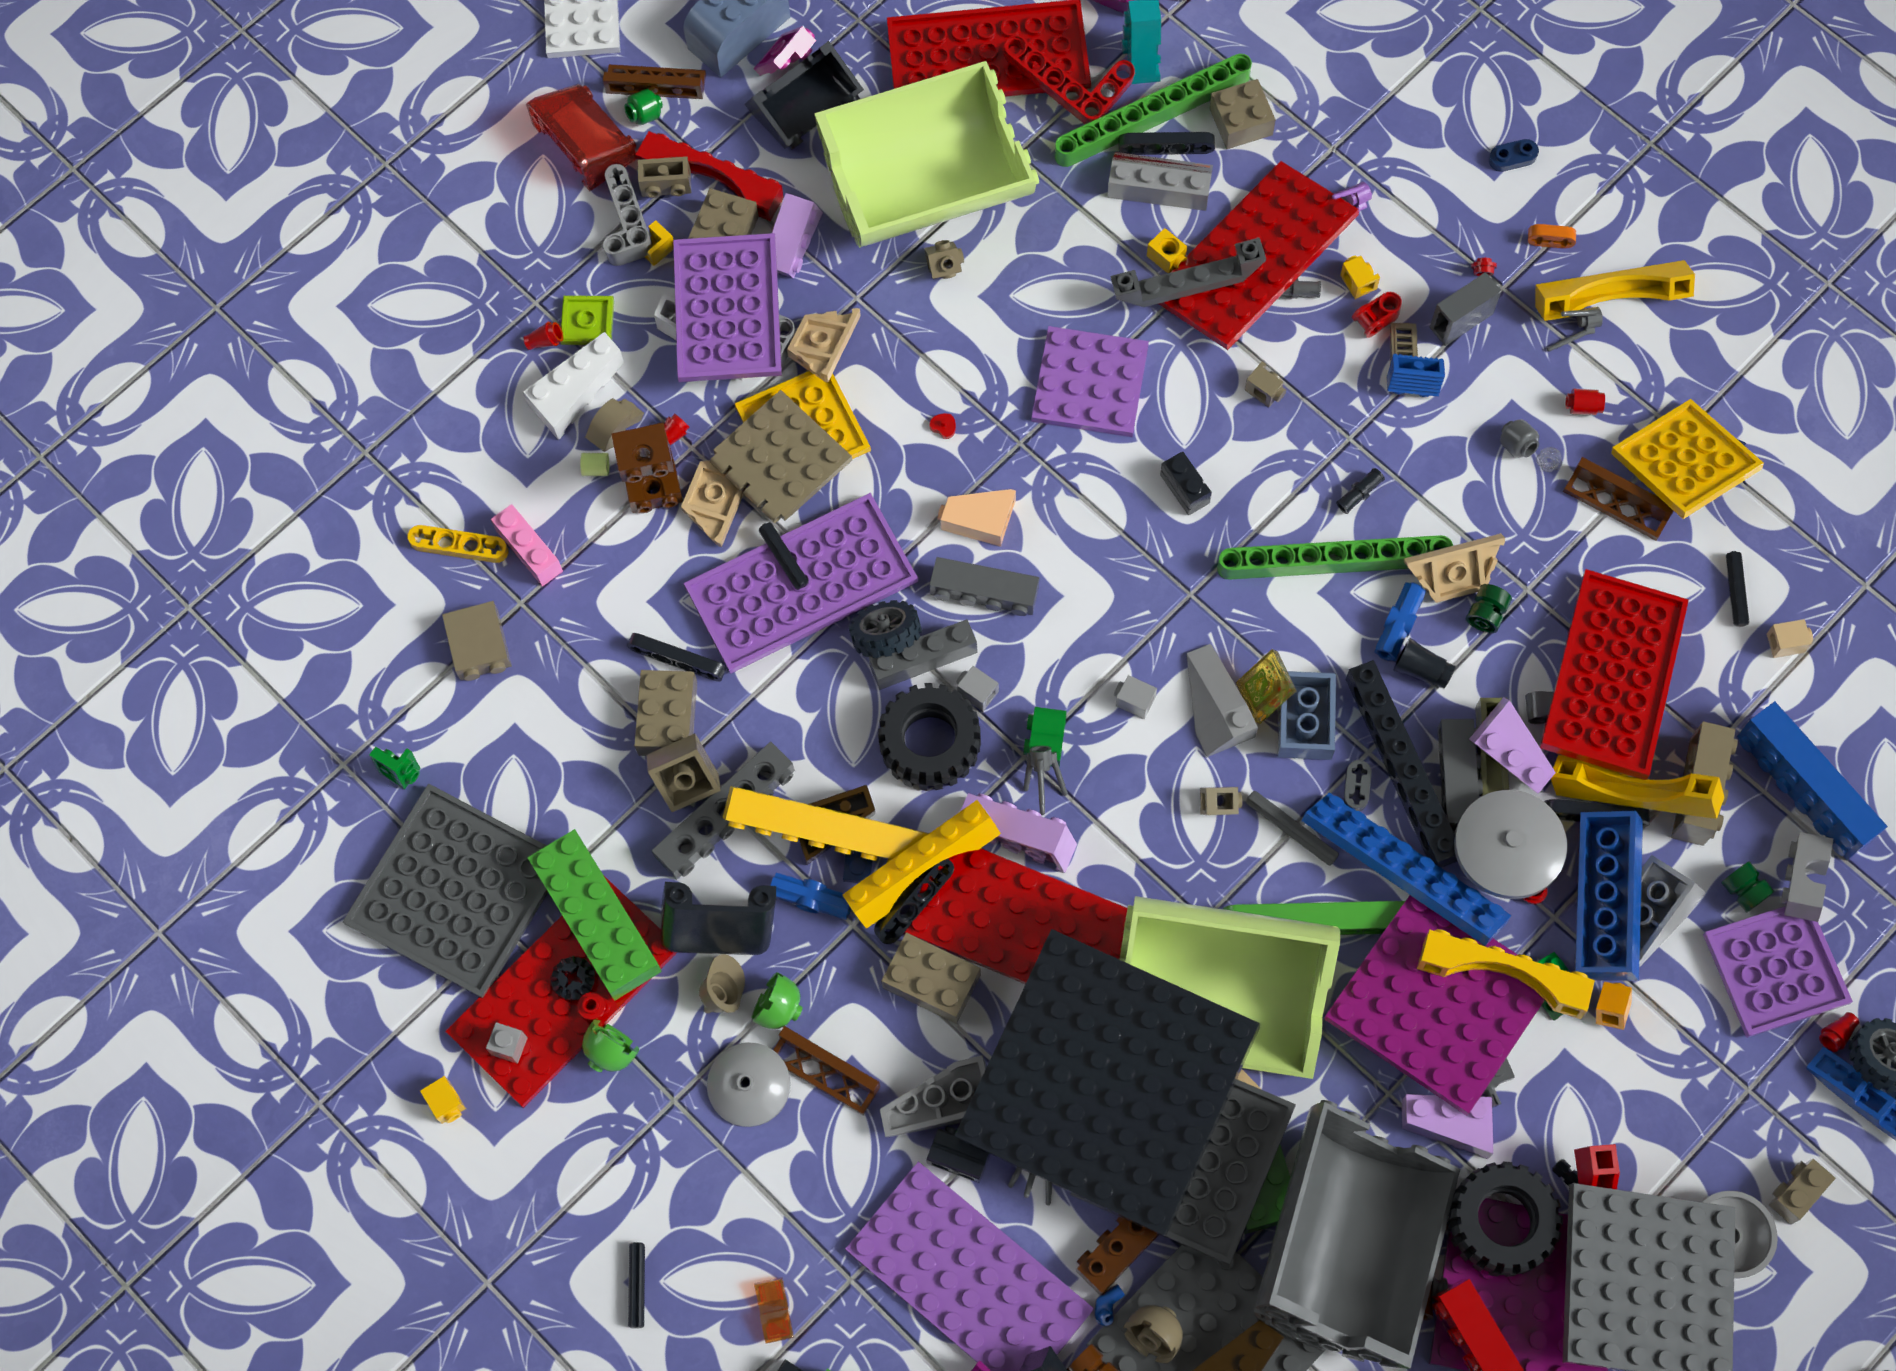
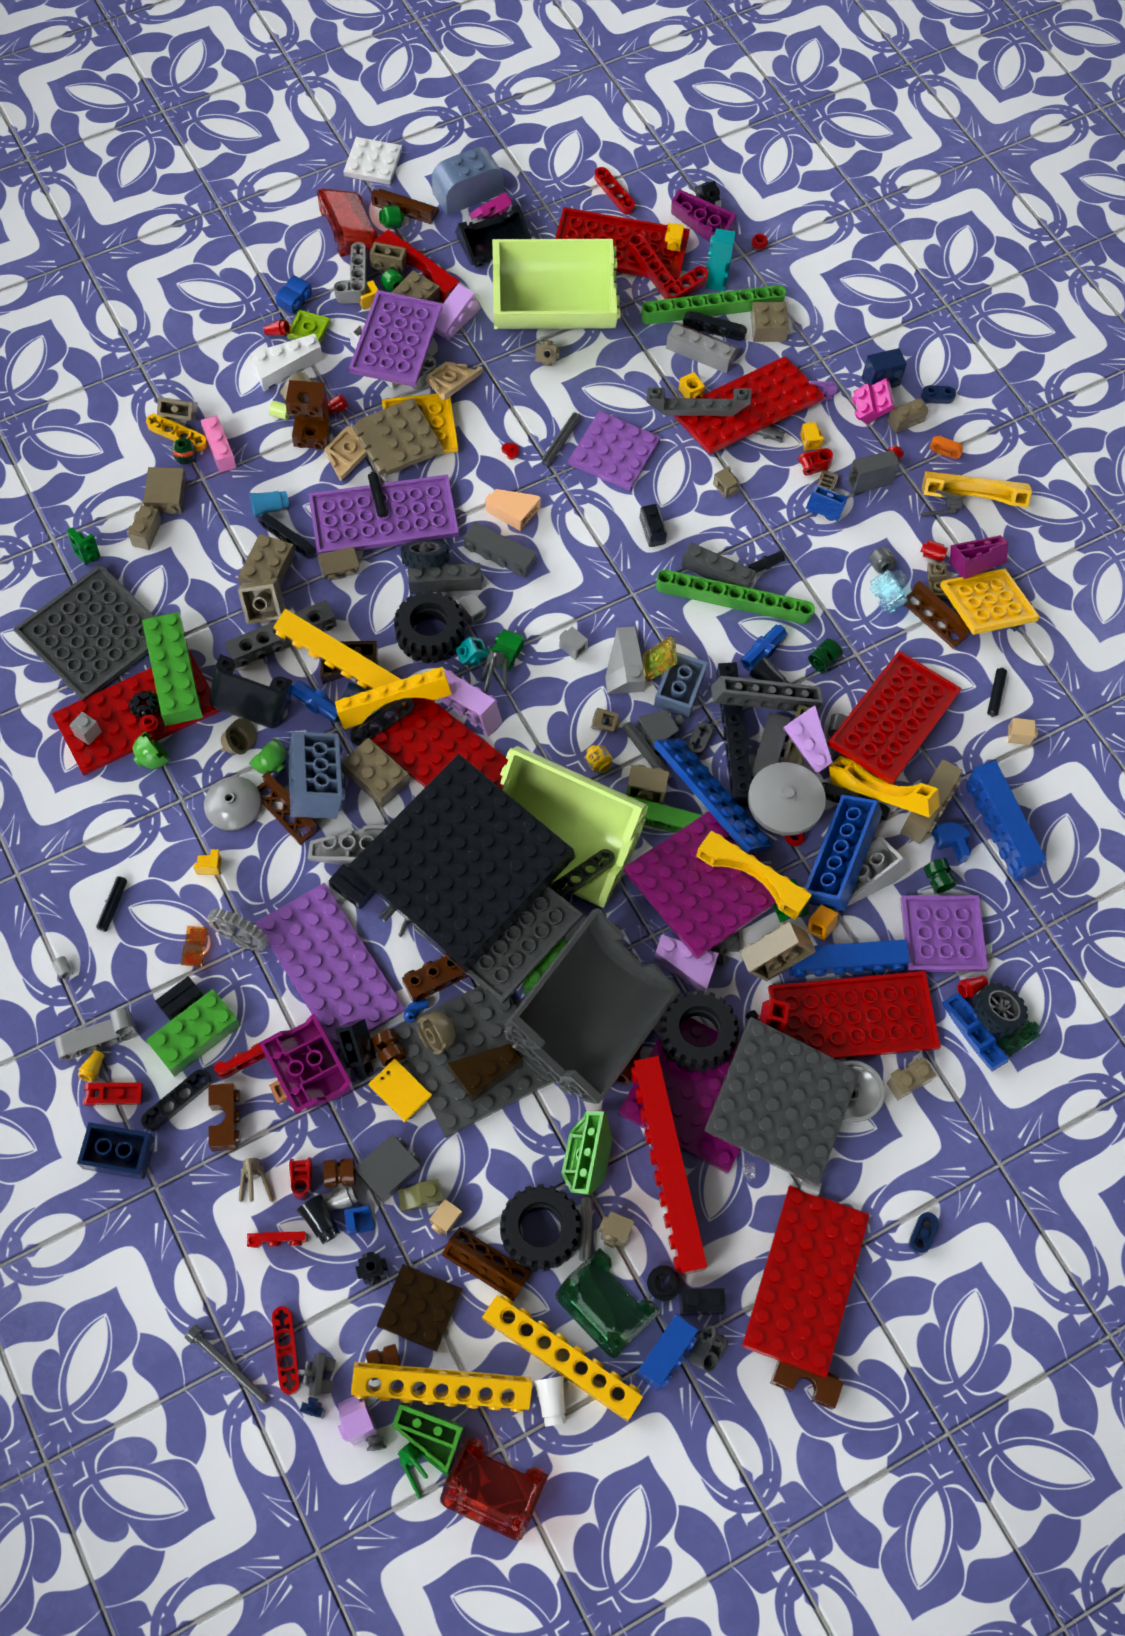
camera: 10 degrees right, 5 degrees down
(443, 1100) = (33, 753): yellow brick -> none
(448, 509) = (177, 408): none -> dark tan brick
(470, 707) = (144, 527): none -> dark tan brick
(482, 572) = (183, 451): none -> dark green head
(547, 274) = (293, 294): none -> blue brick
(631, 614) = (268, 502): none -> dark azure plant
(682, 210) = (391, 279): none -> green head
(748, 1184) = (209, 864): none -> yellow panel
(766, 678) = (338, 563): none -> dark tan brick
(826, 1273) = (226, 925): none -> light grey gear
(855, 1013) = (315, 775): none -> sand blue brick
(1001, 755) = (471, 651): none -> teal brick
(1009, 386) = (561, 439): none -> dark grey axle
(1064, 20) = (674, 236): none -> yellow brick
(1230, 860) = (598, 758): none -> yellow head
(1273, 1041) = (581, 872): none -> black beam
(1297, 521) = (716, 567): none -> dark grey brick
(1298, 788) = (659, 726): none -> dark grey torso
(1313, 880) = (647, 783): none -> dark tan brick
(1429, 145) = (883, 365): none -> dark blue brick
(1429, 196) = (873, 400): none -> dark pink plate
(1432, 698) = (765, 693): none -> dark grey brick
(1457, 568) = (810, 624): tan wing -> none
(1483, 203) = (907, 415): none -> dark tan brick
(1544, 485) = (888, 591): none -> clear light blue brick
(1571, 1071) = (777, 951): none -> dark tan brick
(1601, 439) = (936, 574): none -> dark tan slope
(1650, 393) = (978, 555): none -> magenta wedge
(1661, 1045) = (854, 958): none -> blue brick
(1704, 1121) = (861, 1014): none -> red plate
(1750, 822) = (953, 836): none -> blue brick
(1810, 856) = (976, 890): light grey arch -> none

